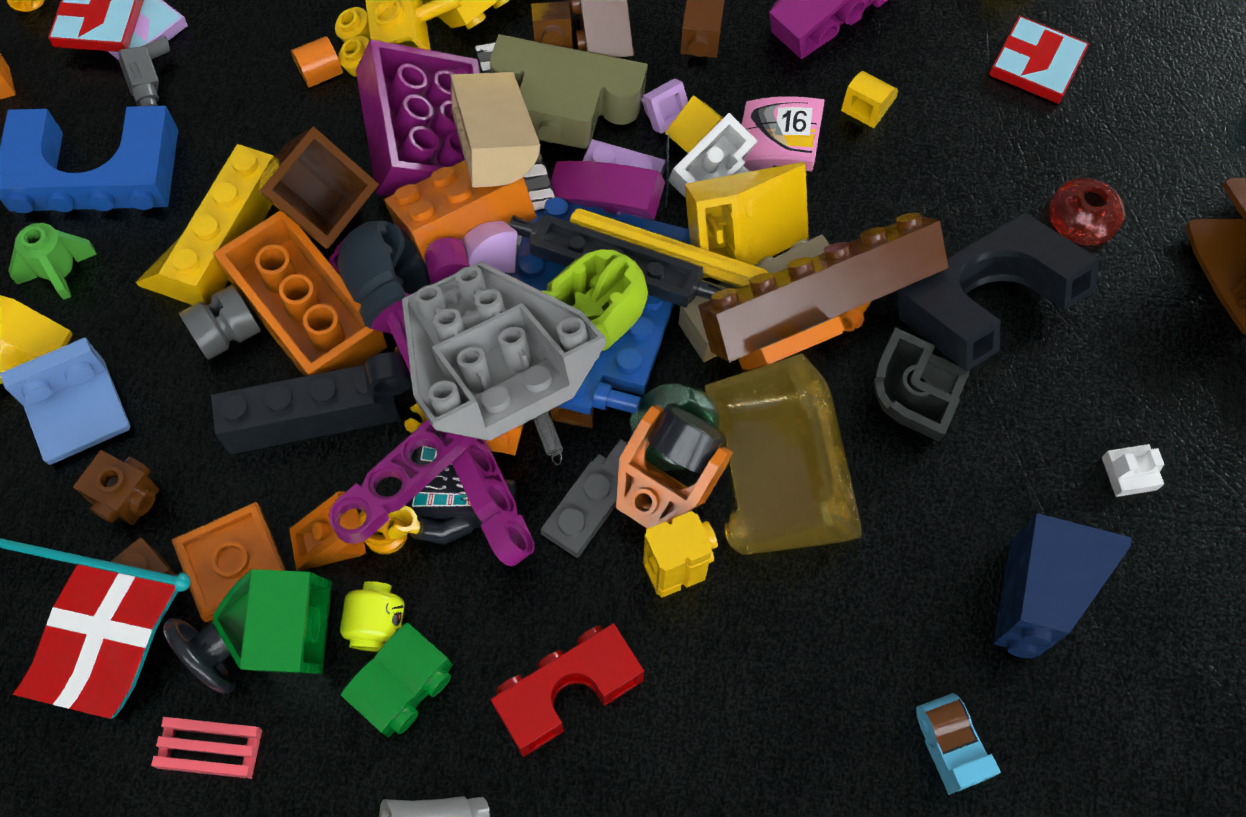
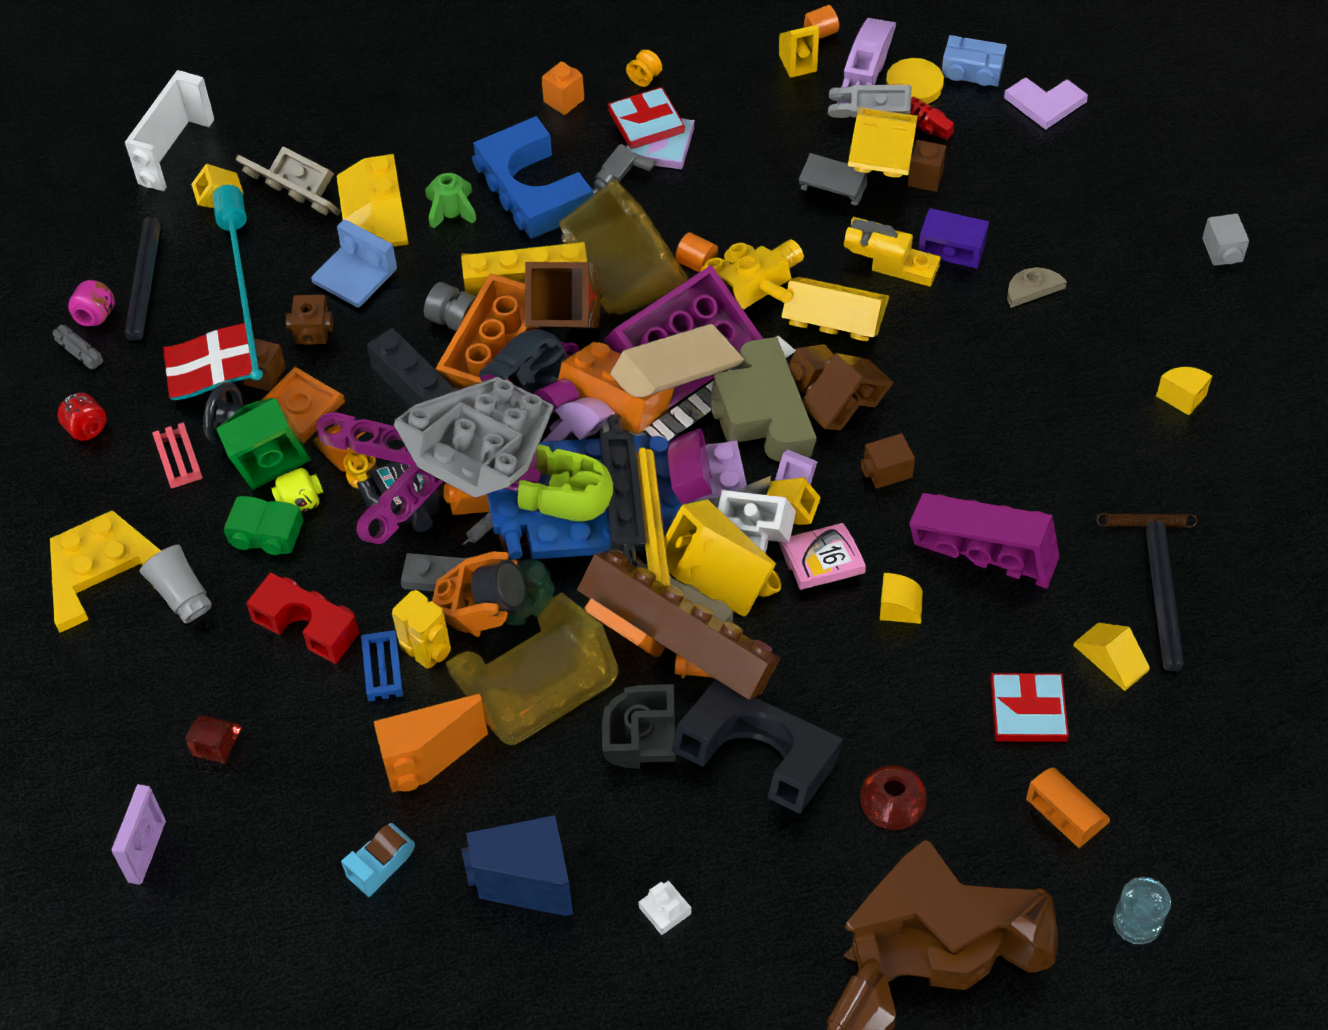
camera: 65 degrees right, 10 degrees down
(262, 112) = (626, 246): none -> clear yellow windscreen
(675, 644) = (385, 689): none -> blue tile
(842, 621) = (429, 740): none -> orange slope
(1165, 82) = (1066, 806): none -> orange brick

